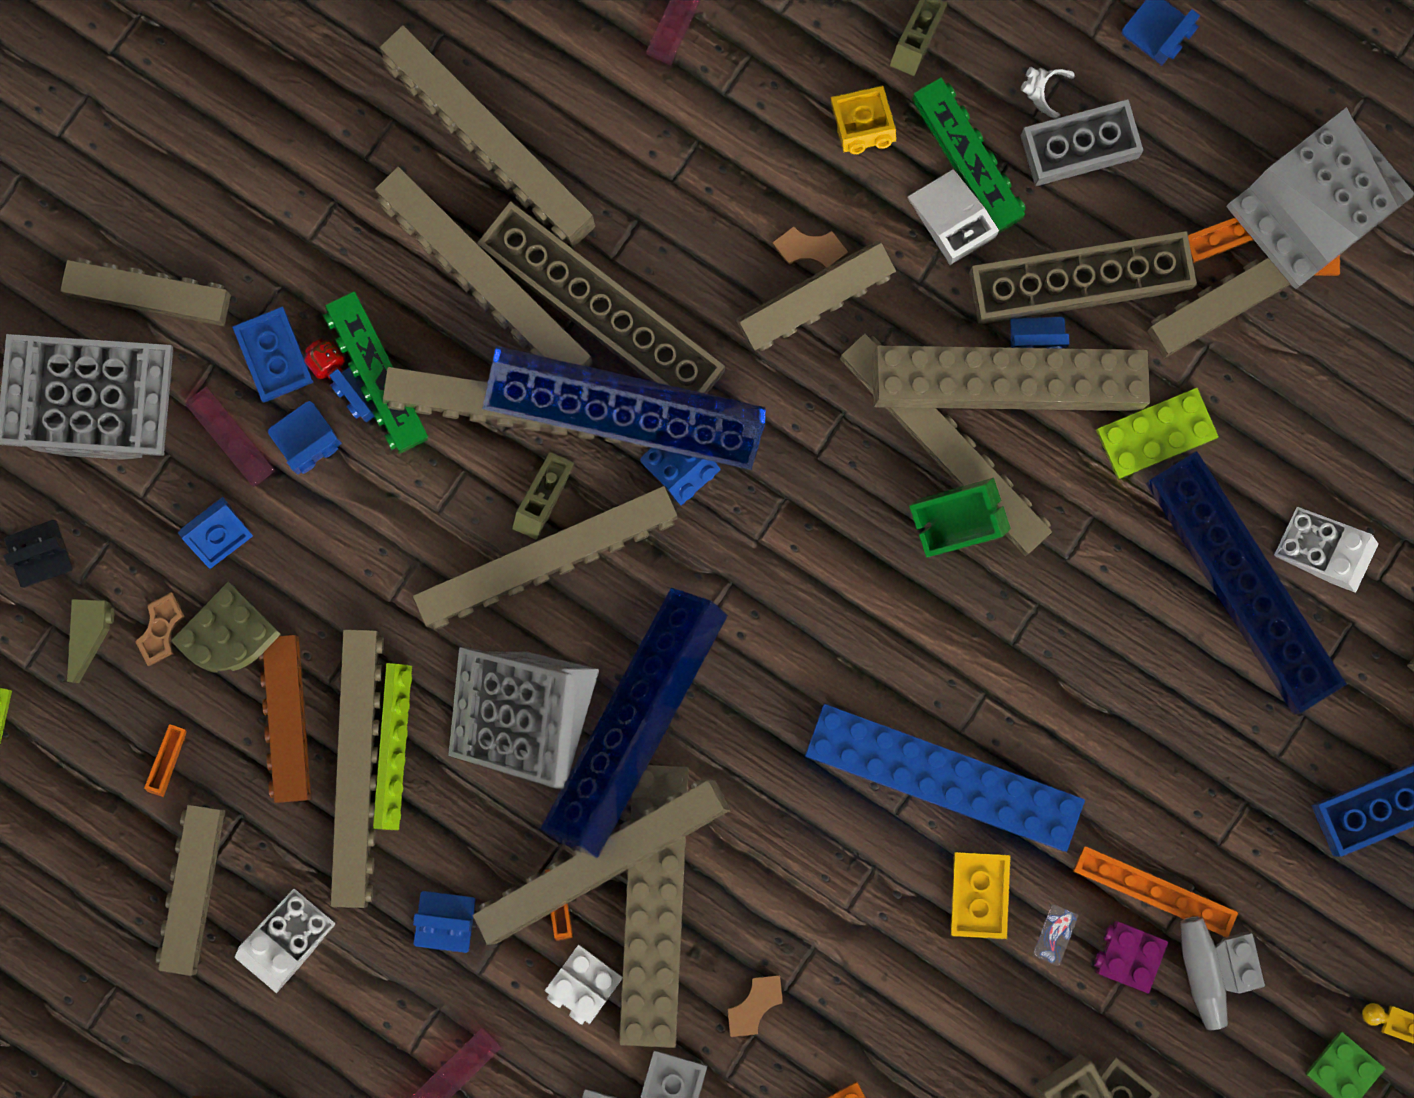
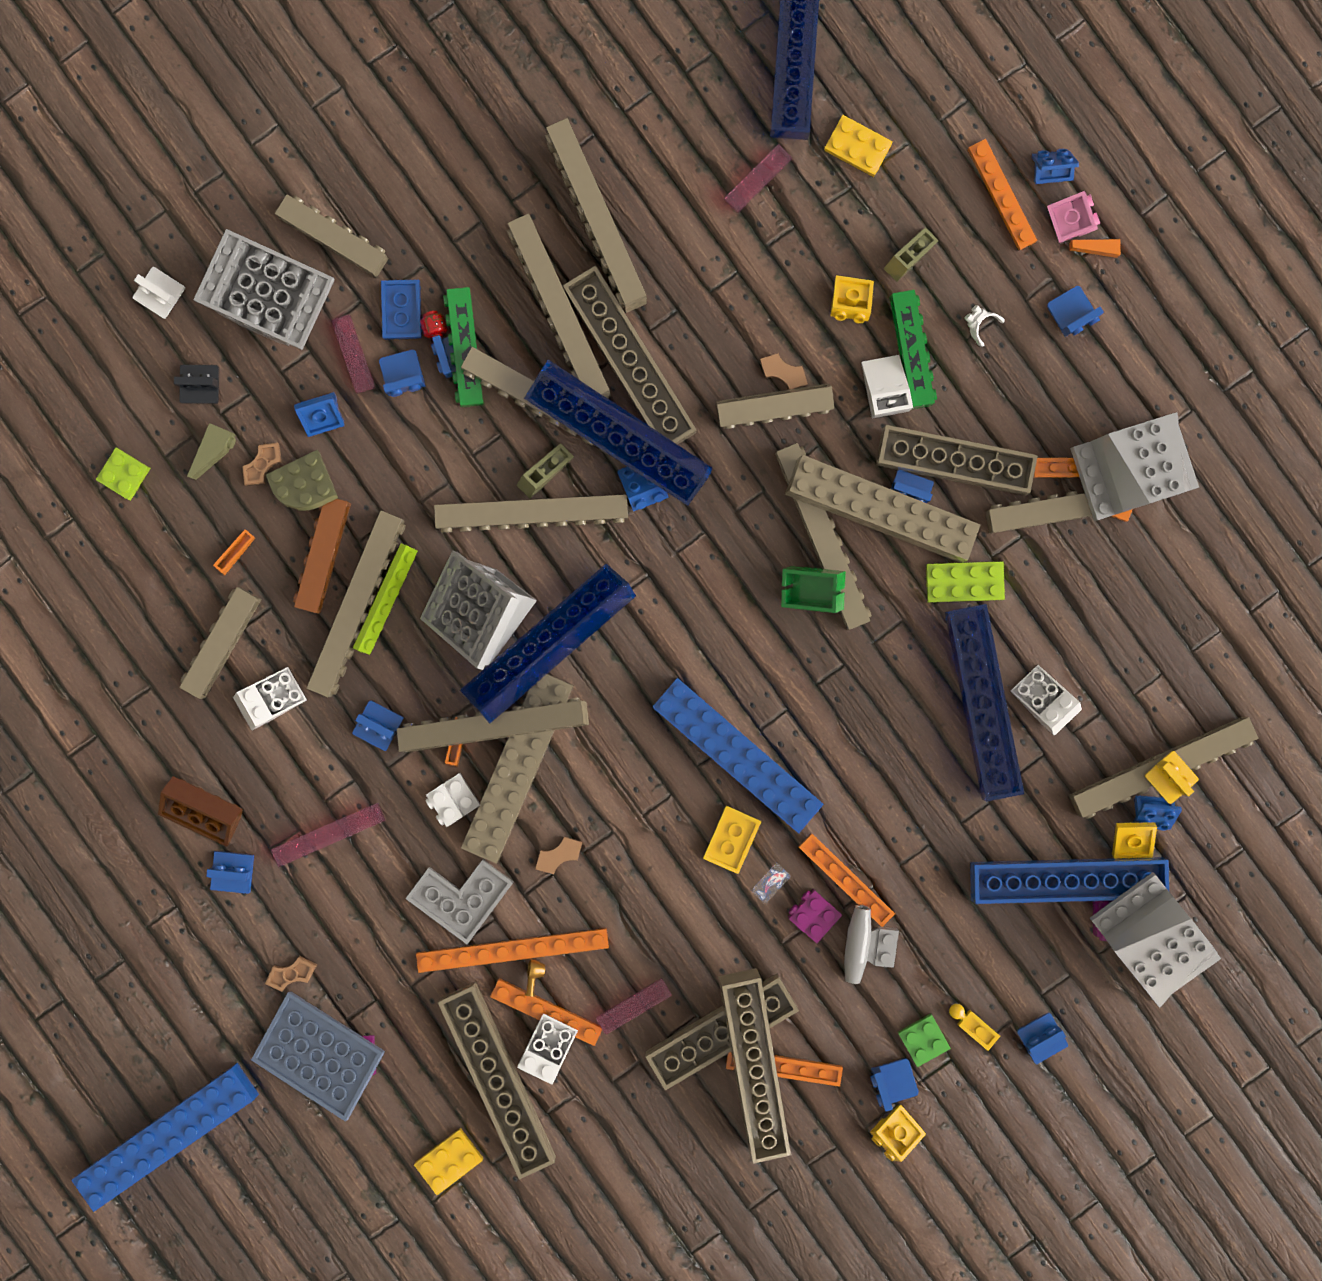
camera: 15 degrees right, 5 degrees up
(1081, 142) = (991, 369): light grey brick -> none

